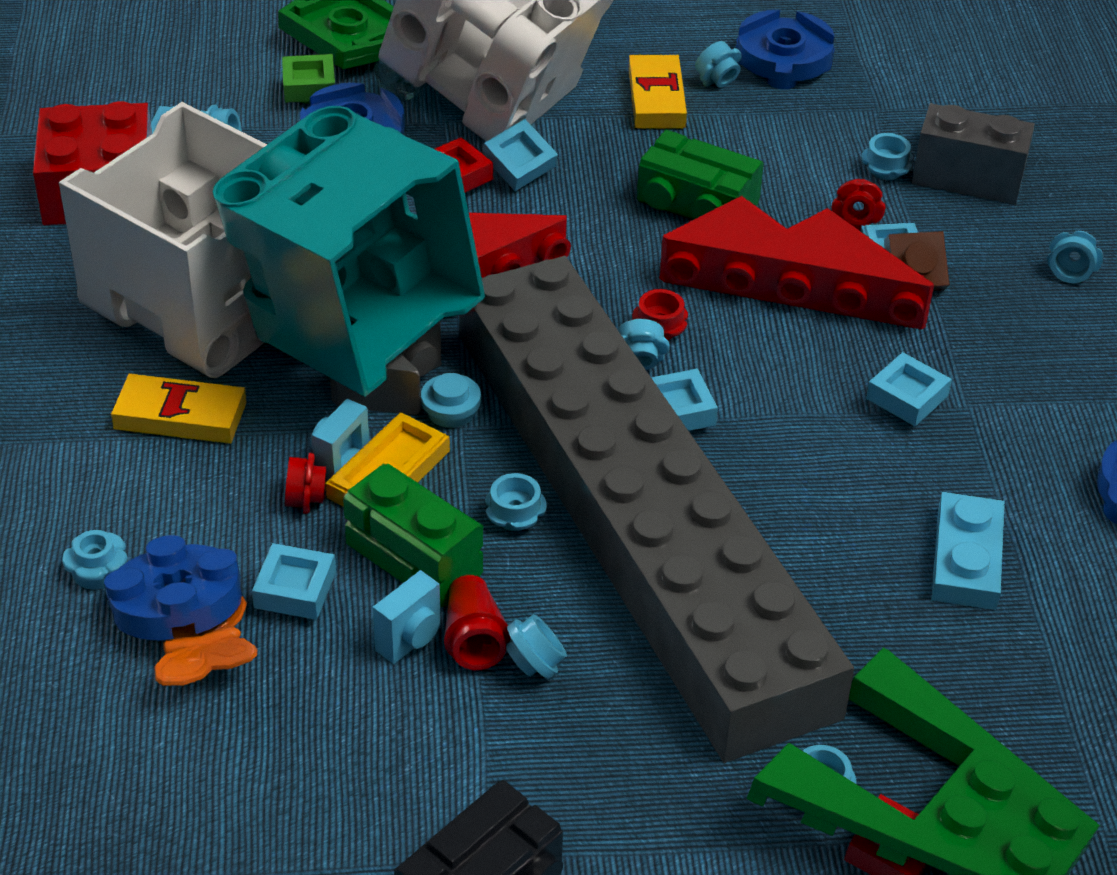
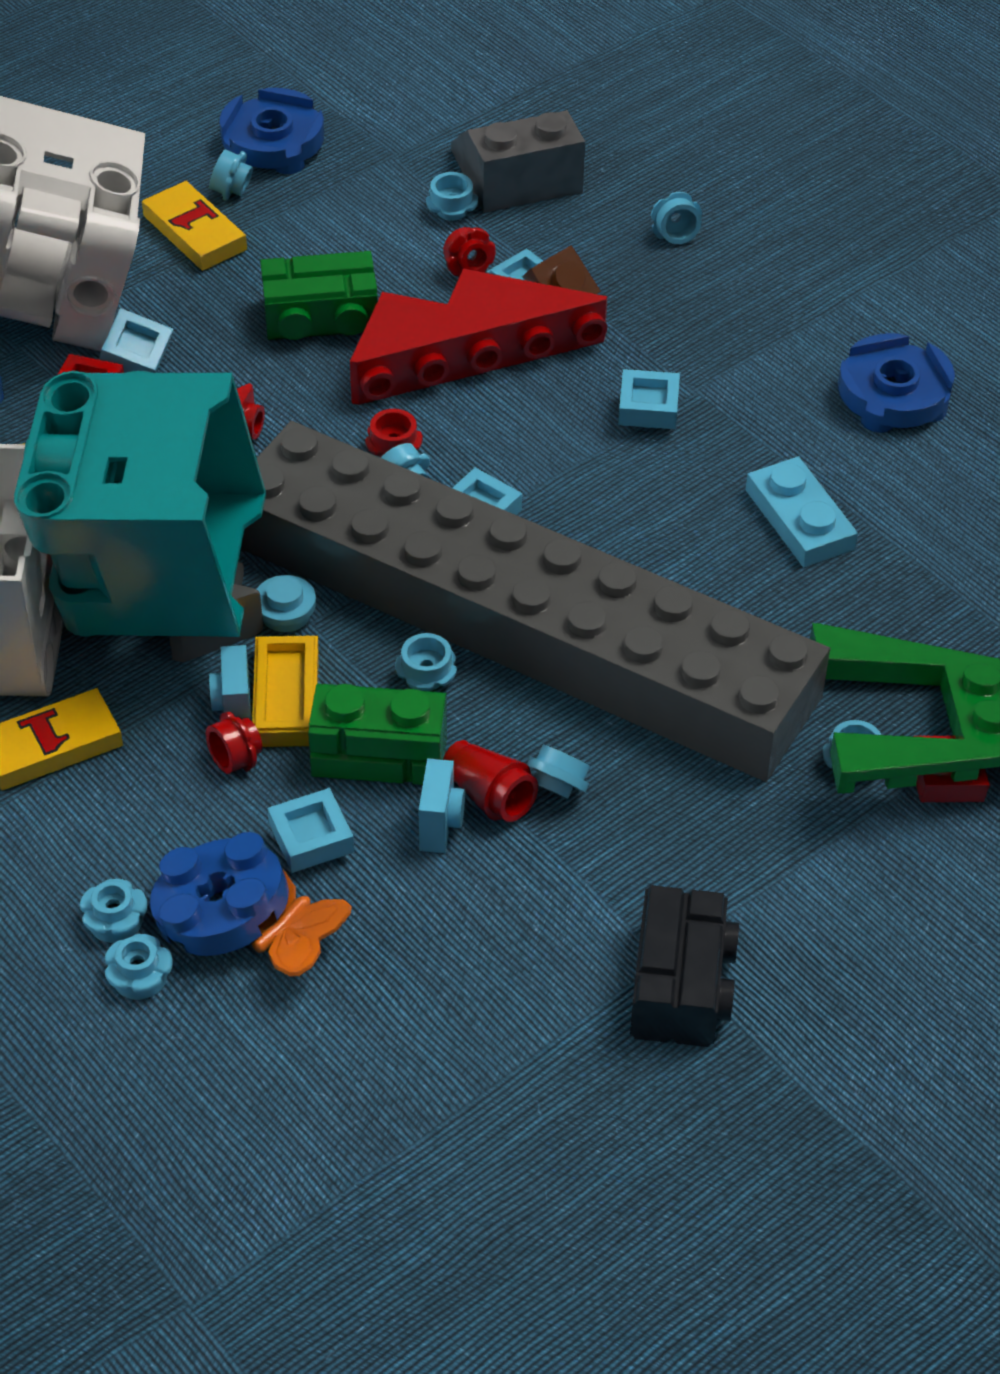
camera: 35 degrees left, 5 degrees up
(70, 611) = (142, 979): none -> medium azure plate

